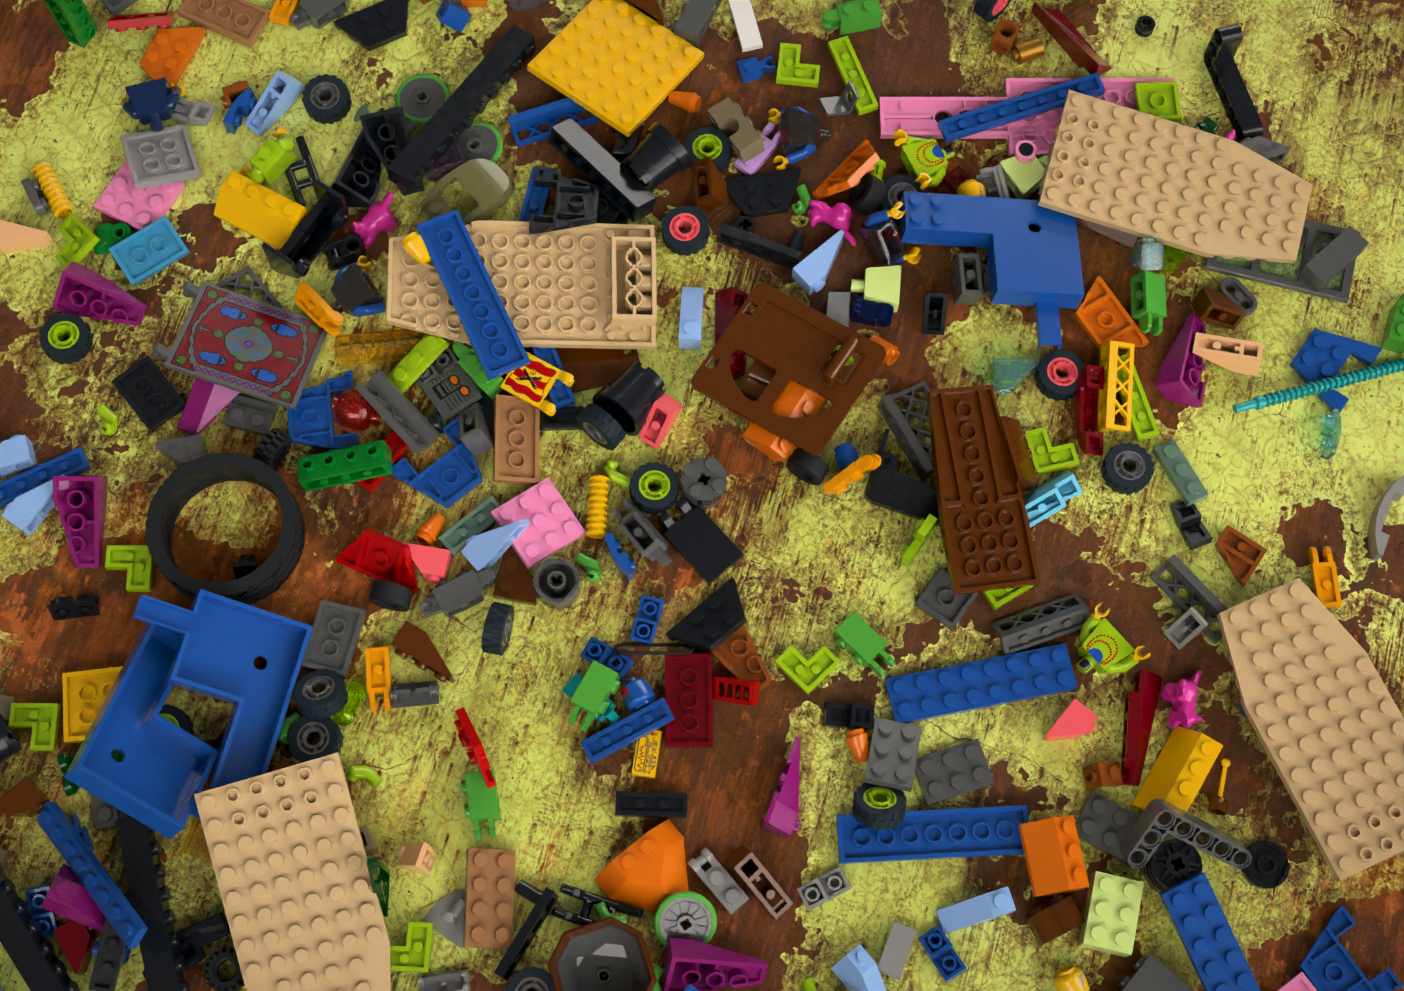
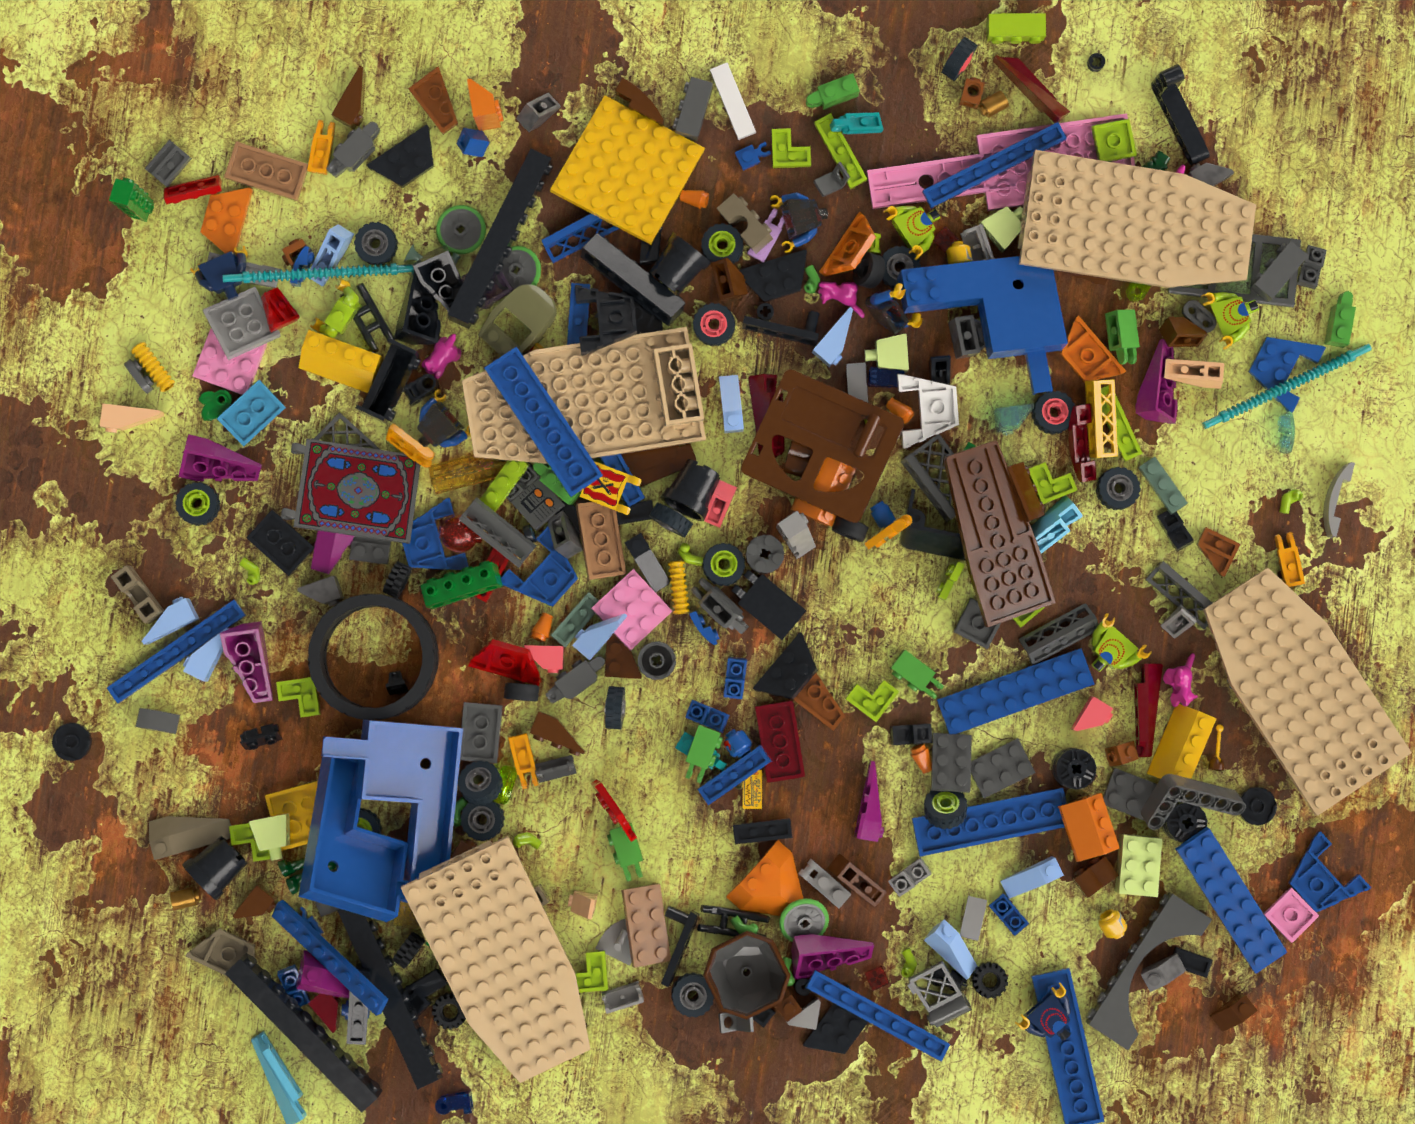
camera: 10 degrees left, 15 degrees up
(59, 716) = (272, 834): none -> yellowish green torso
(80, 240) = (189, 413): lime plate -> none
(176, 105) = (246, 277): none -> teal hose
(191, 883) = (408, 950): none -> black tyre
(204, 150) = (278, 310): none -> red wing
(380, 882) = (558, 929): dark green wing -> none
(415, 246) = (488, 388): yellow cone -> none
(565, 472) = (647, 562): none -> slope
(592, 567) = (682, 640): bright green arm -> none
(653, 652) = (745, 707): black piece -> none
(743, 460) = (796, 534): none -> light grey wedge
(753, 690) = (823, 723): red slope -> none
(875, 48) = (858, 123): none -> teal hinge
(925, 350) = (936, 405): none -> white wing
(1025, 151) = (1002, 209): bright pink tile -> none
(1032, 791) = (1062, 768): none -> black wheel
(1148, 254) = (1119, 295): clear light blue slope -> none
(1274, 296) = (1231, 315): none -> lime torso
(1327, 509) = (1289, 498): none -> lime arm
(1370, 263) = (1311, 267): none -> dark grey slope

